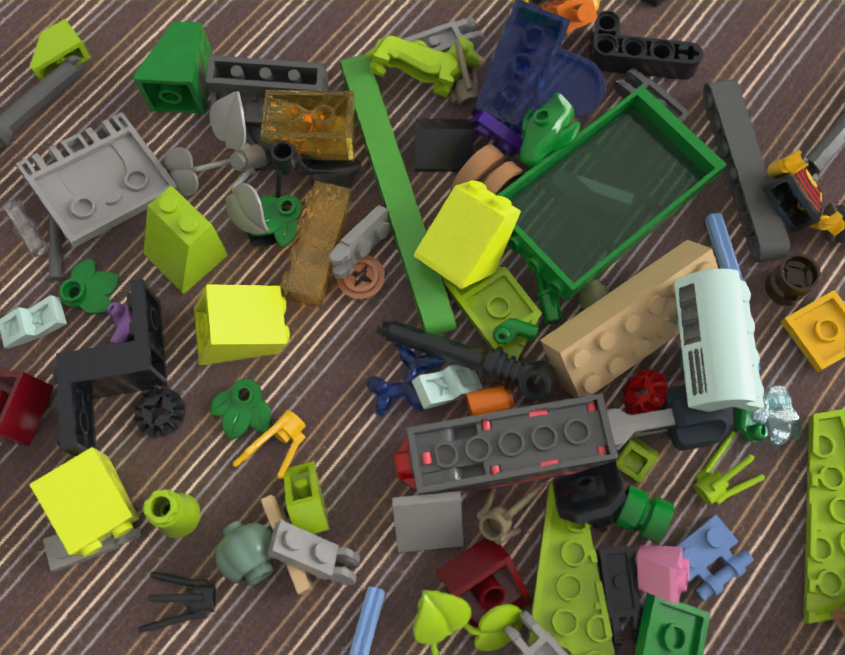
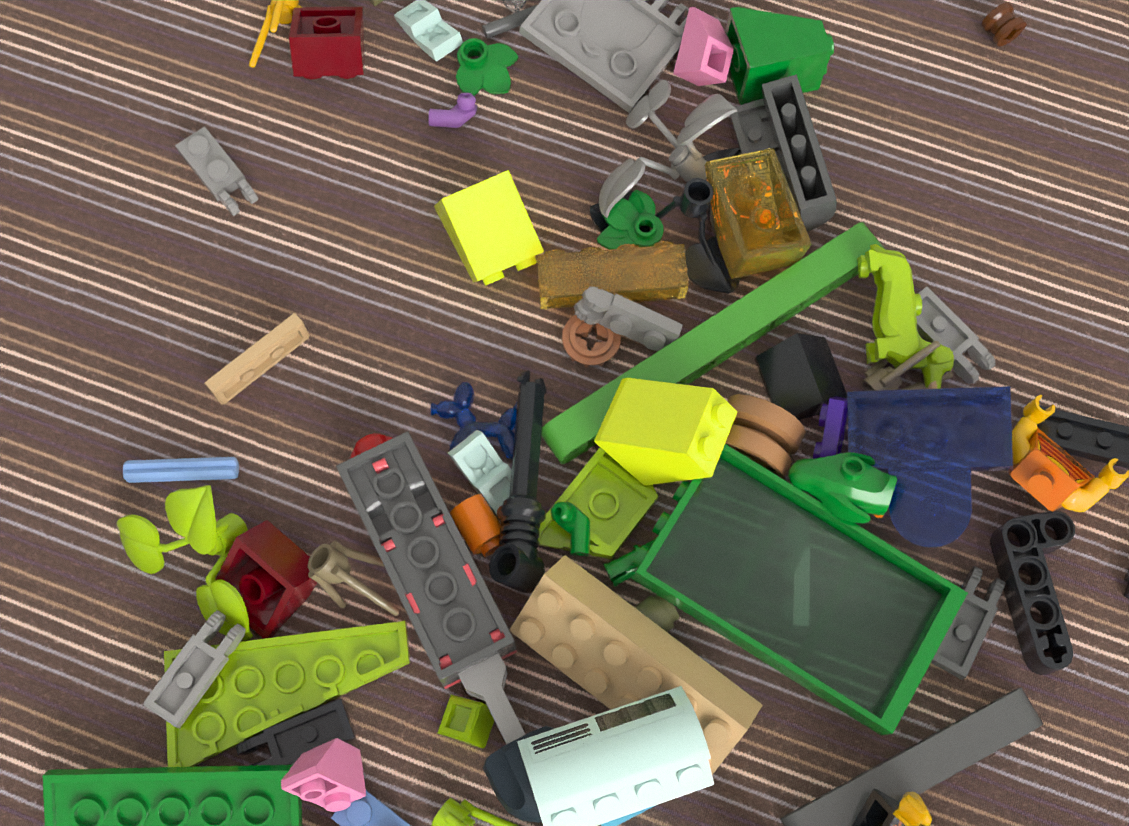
camera: 70 degrees right, 0 degrees up
(85, 502) = (244, 146): neon yellow slope -> none
(109, 371) = (375, 96): black bracket -> none
(153, 117) = (704, 50): none -> bright pink slope
(165, 423) = (380, 194): black gear -> none
(180, 240) = (565, 134): lime slope -> none
(180, 519) = (261, 235): lime plant -> none
(199, 599) = (181, 293): black plant -> none
(241, 413) = (391, 265): green plate -> none
(243, 553) = (235, 318): sand green plant -> none
(285, 428) = (384, 315): yellow plant -> none
(305, 498) = (311, 360): lime slope -> none
(312, 553) = (250, 382): light grey hinge -> none
(428, 521) = (317, 494): light grey tile -> none
(590, 495) = (389, 662): black piece -> none
(645, 514) = (395, 740): green wheel -> none
(648, 402) = (561, 710): red gear -> none
(721, 242) = (776, 773): light blue axle -> none

